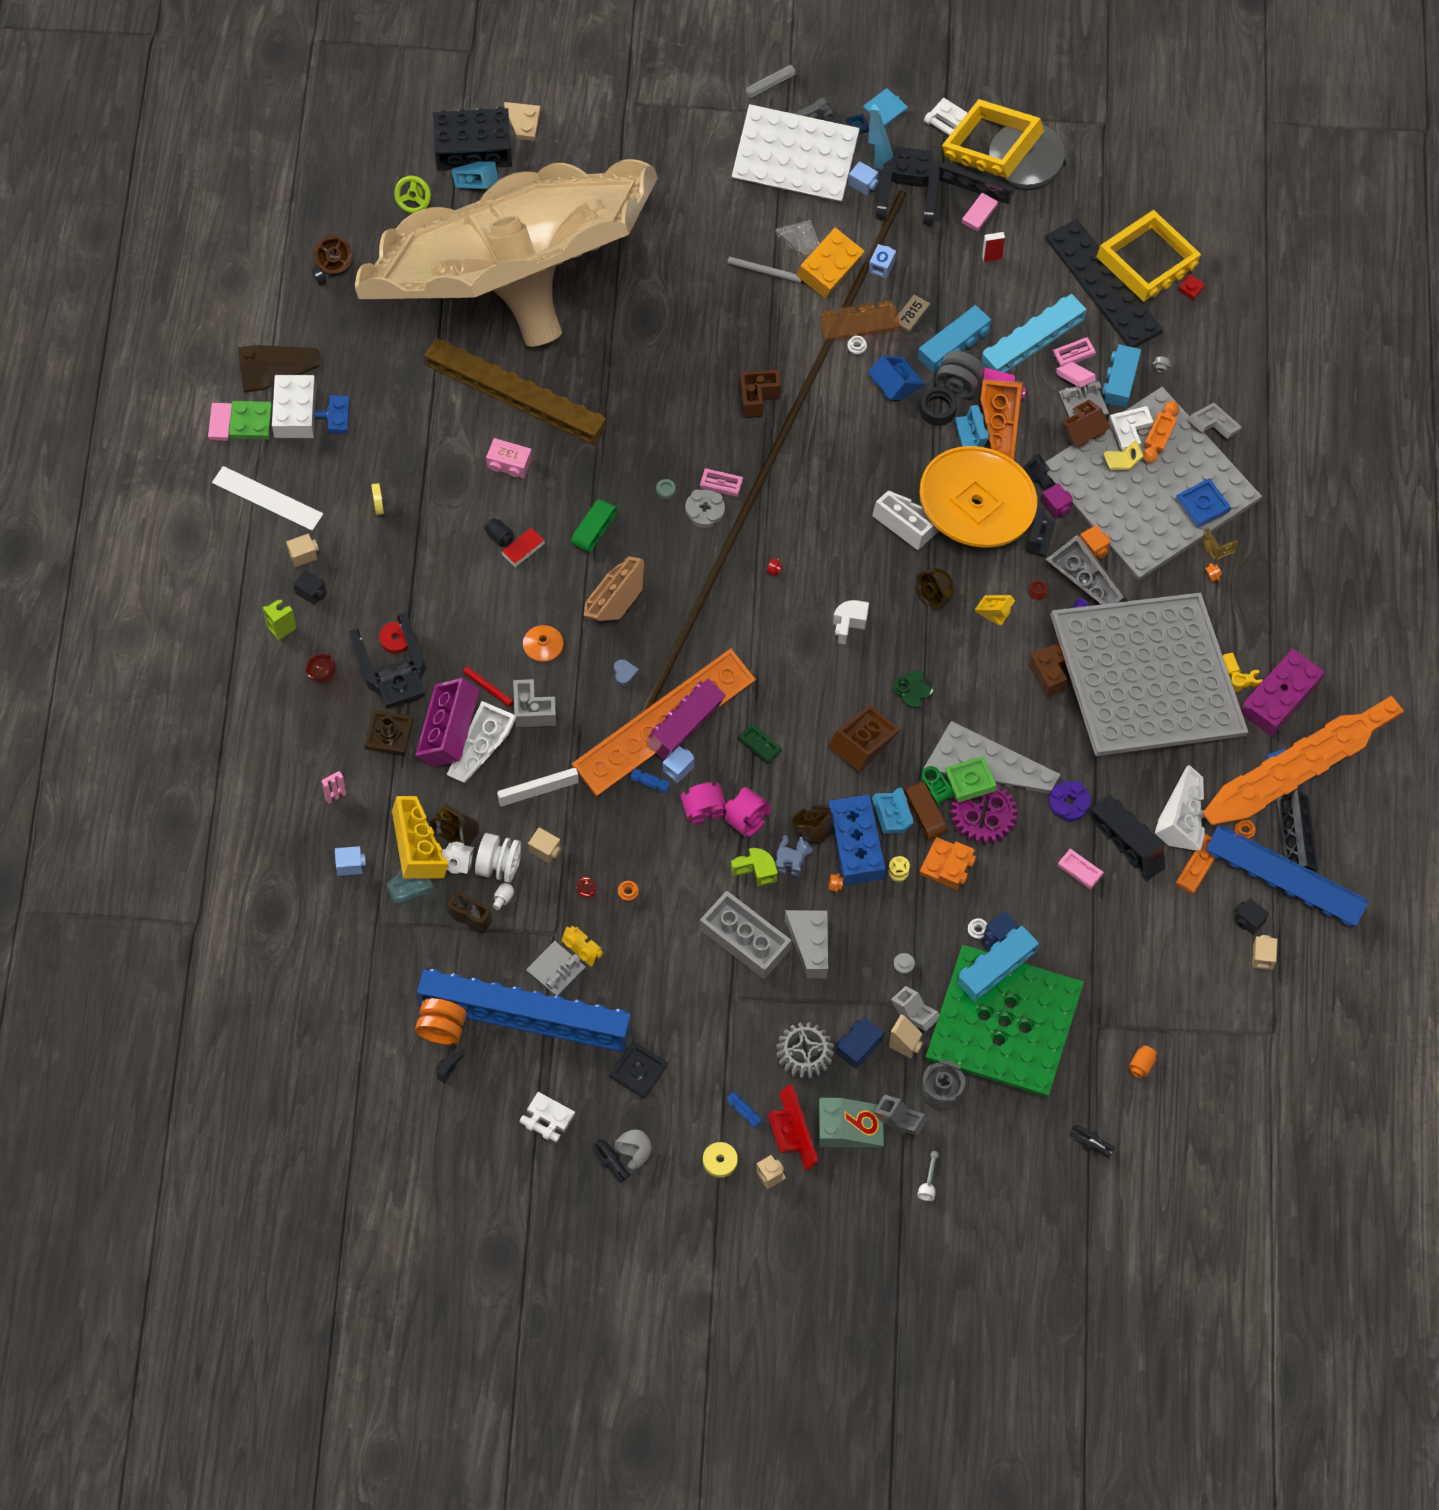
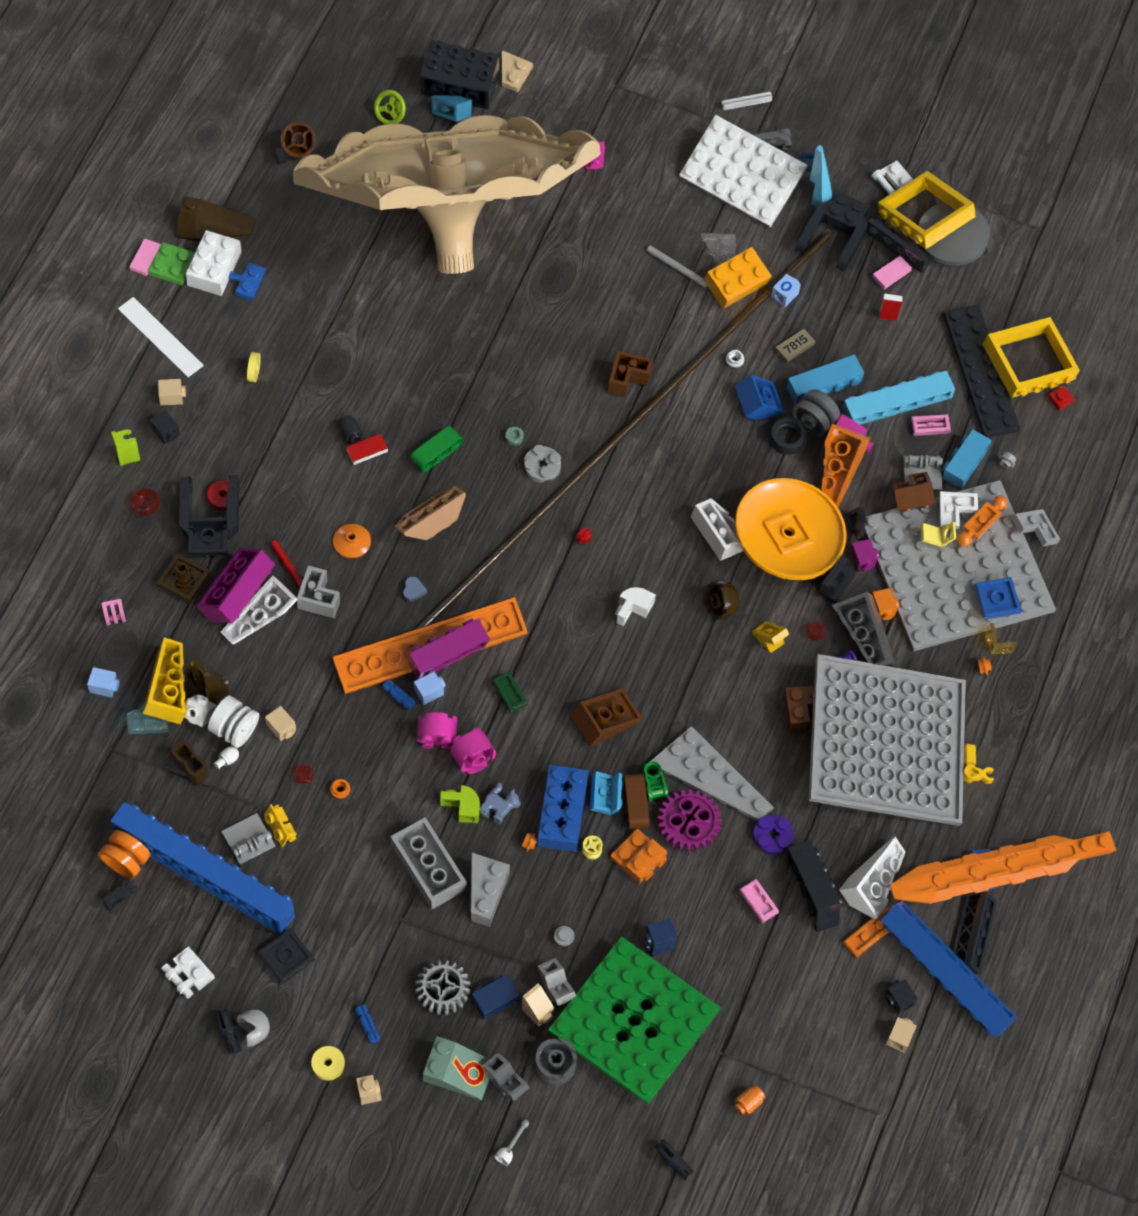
camera: 15 degrees right, 0 degrees up
(509, 458) = (384, 366): bright pink brick -> none
(515, 391) = (413, 308): pearl gold brick -> none
(537, 787) = (294, 668): white tile -> none
(720, 485) = (568, 450): bright pink tile -> none
(791, 1128) = (401, 1056): red bracket -> none
(814, 824) = (529, 781): dark brown cylinder -> none
(862, 322) = (749, 339): clear orange windscreen -> none
(863, 178) = (796, 211): light blue brick -> none
(888, 104) = (841, 154): dark azure piece -> none
(914, 690) = (669, 688): dark green plate -> none
(971, 428) = (809, 465): dark azure bracket -> none
(971, 779) = (687, 786): bright green plate -> none
(977, 923) = (642, 920): white plate -> none
(997, 963) = (645, 964): dark azure brick -> none
(1076, 374) = (923, 445): bright pink tile -> none
(1247, 824) = (928, 908): orange plate -> none
(1282, 692) = (1007, 796): magenta brick -> none

